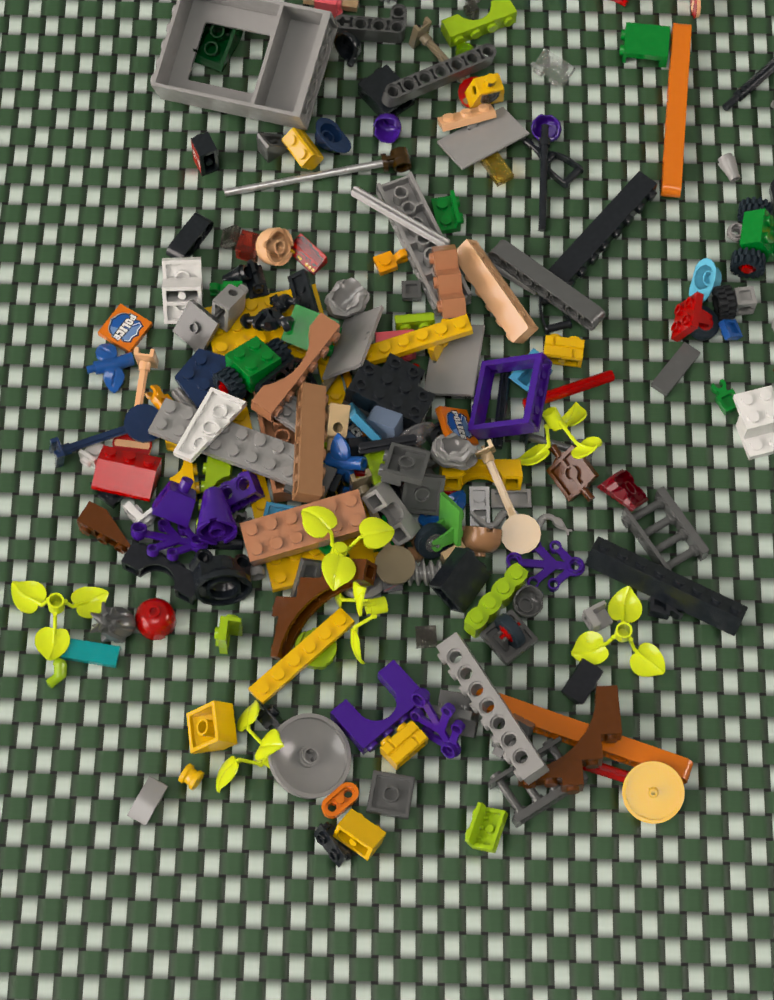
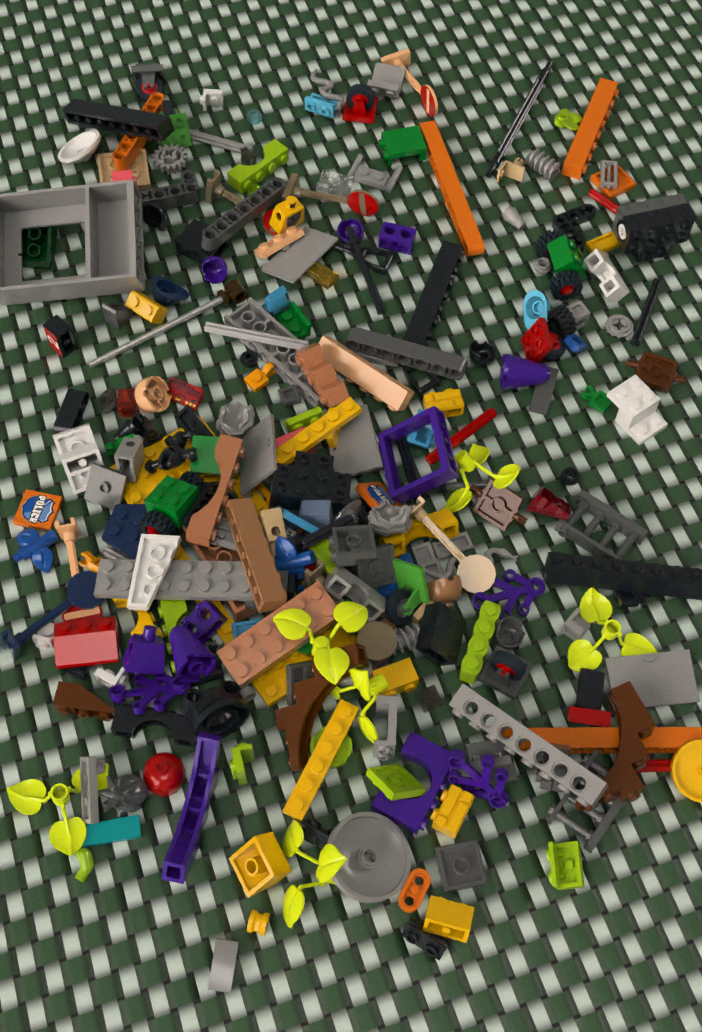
camera: 20 degrees left, 5 degrees down
(89, 590) = (89, 769): none -> light grey hinge
(170, 661) = (195, 809): none -> dark purple arch
(360, 699) = (395, 781): none -> lime plate
(381, 631) = (386, 708): none -> light grey panel
(386, 242) = (249, 363): none -> black plate
(402, 607) = (400, 677): none -> yellow brick
(435, 185) = (276, 301): none -> dark azure cylinder
(567, 97) = (359, 201): none -> dark tan piece
(568, 705) = (589, 716): none -> red slope
(591, 154) = (397, 238): none -> dark purple brick
(597, 71) = (373, 177): none -> light grey plate
(626, 309) = (482, 353): none -> black hair
(650, 698) = (659, 680): none -> light grey container
(657, 344) = (521, 372): none -> dark purple cone
(660, 463) = (570, 471): none -> black plate
(752, 110) = (512, 170): none -> tan bracket

